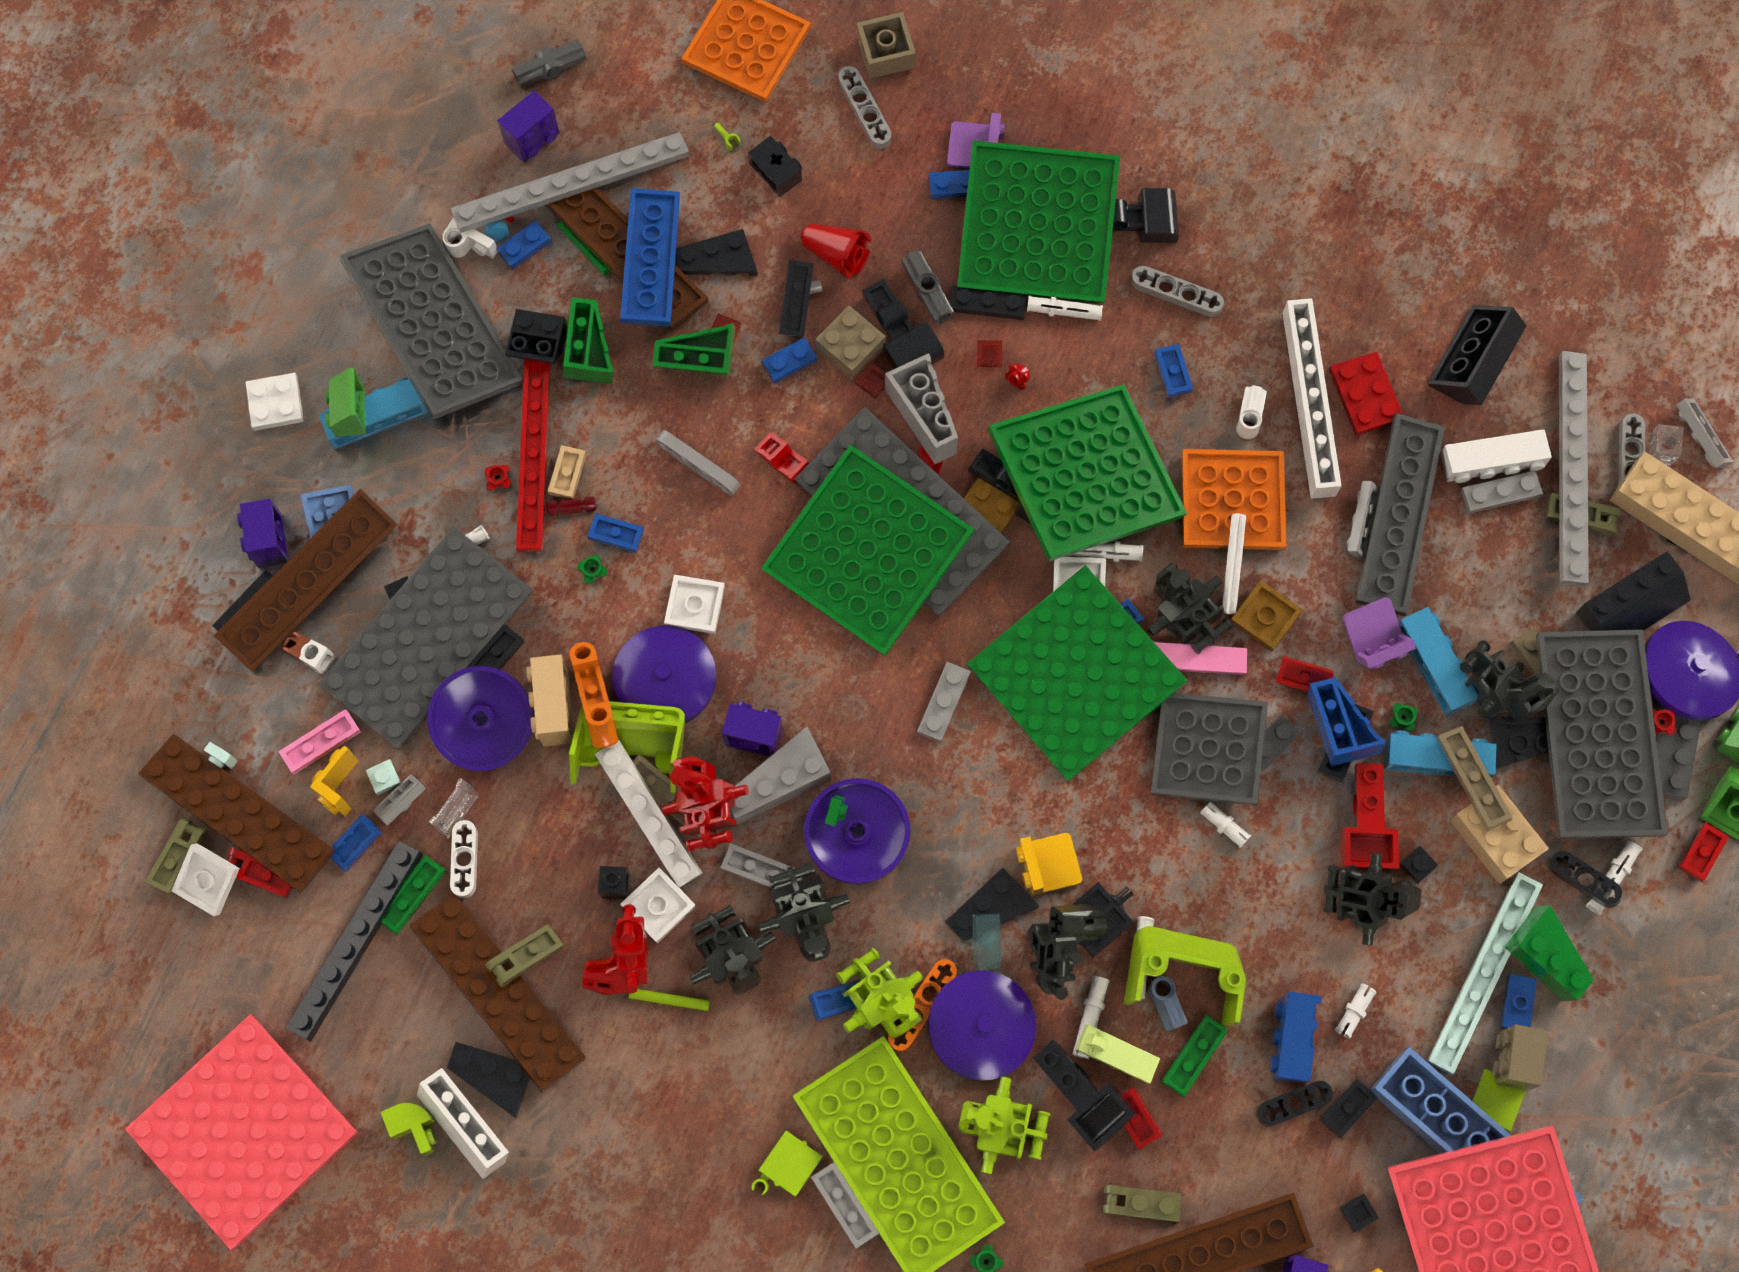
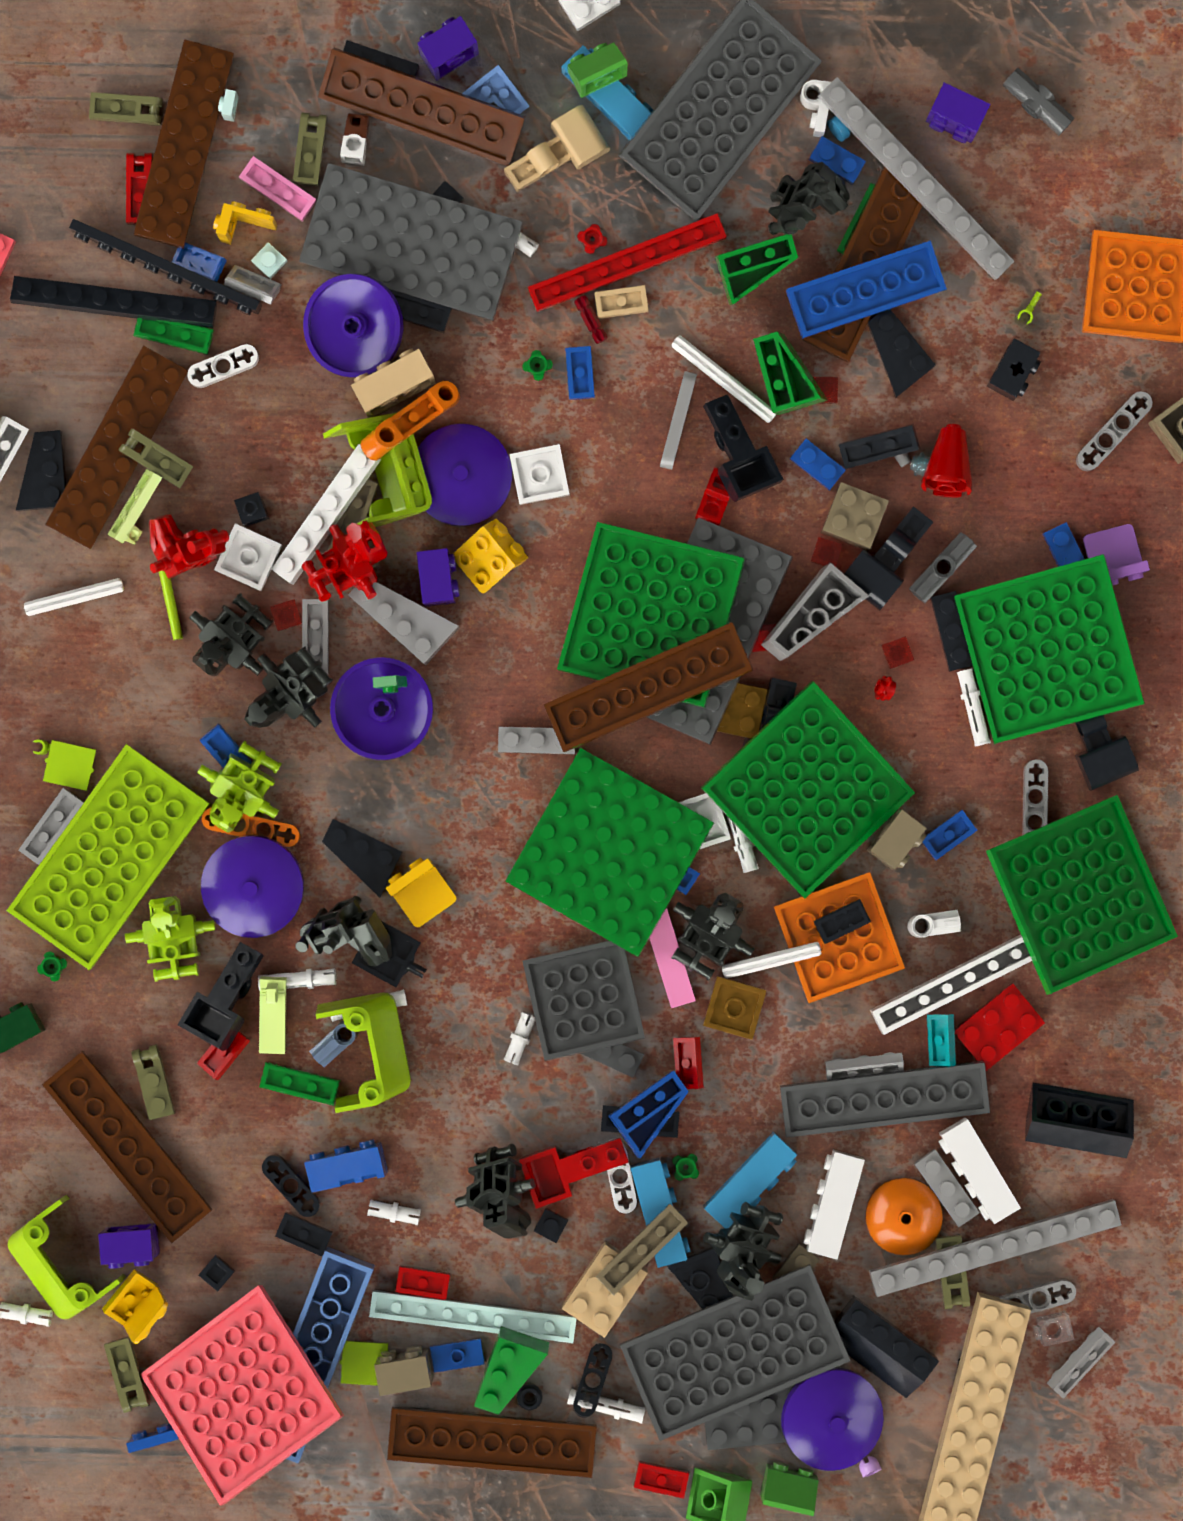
camera: 70 degrees right, 15 degrees up
(205, 879) = (113, 145): white plate -> none
(297, 698) = (309, 150): none -> olive plate
(337, 883) = (155, 263): none -> black plate
(401, 458) = (575, 140): none -> tan plate
(454, 808) = (261, 338): clear plate -> none
(537, 336) = (741, 216): black slope -> none
(546, 276) = (797, 198): none -> pearl dark grey piece
(577, 1014) = (124, 526): none -> yellowish green hinge
(625, 1093) = (73, 596): none -> white axle
(676, 411) = (723, 378): none -> white axle
(729, 890) = (286, 615): none -> clear red plate
(752, 677) = (489, 555): none -> yellow bracket
(769, 415) = (748, 468): none -> black plate
(826, 273) = (919, 464): none -> clear light blue plate
(936, 572) = (648, 687): none -> reddish brown plate
(986, 941) = (327, 863): clear light blue slope -> none
(1162, 411) = (897, 839): none -> dark tan brick
(1220, 487) = (842, 921): none -> black plate
(1272, 272) = (1081, 894): none -> green plate
(1362, 444) = (941, 1040): none -> teal plate
(1376, 634) = (753, 1116): medium lavender bracket -> none
(1410, 791) = (630, 1193): none -> white beam
(1435, 1008) = (422, 1282): none -> red plate
(1485, 594) = (834, 1205): none -> white brick
(1509, 552) = (893, 1201): none -> orange dish
(1588, 943) = (529, 1405): none -> black plate
(1616, 1002) = (491, 1442): none -> reddish brown plate
(1669, 721) = (766, 1412): red plate -> none

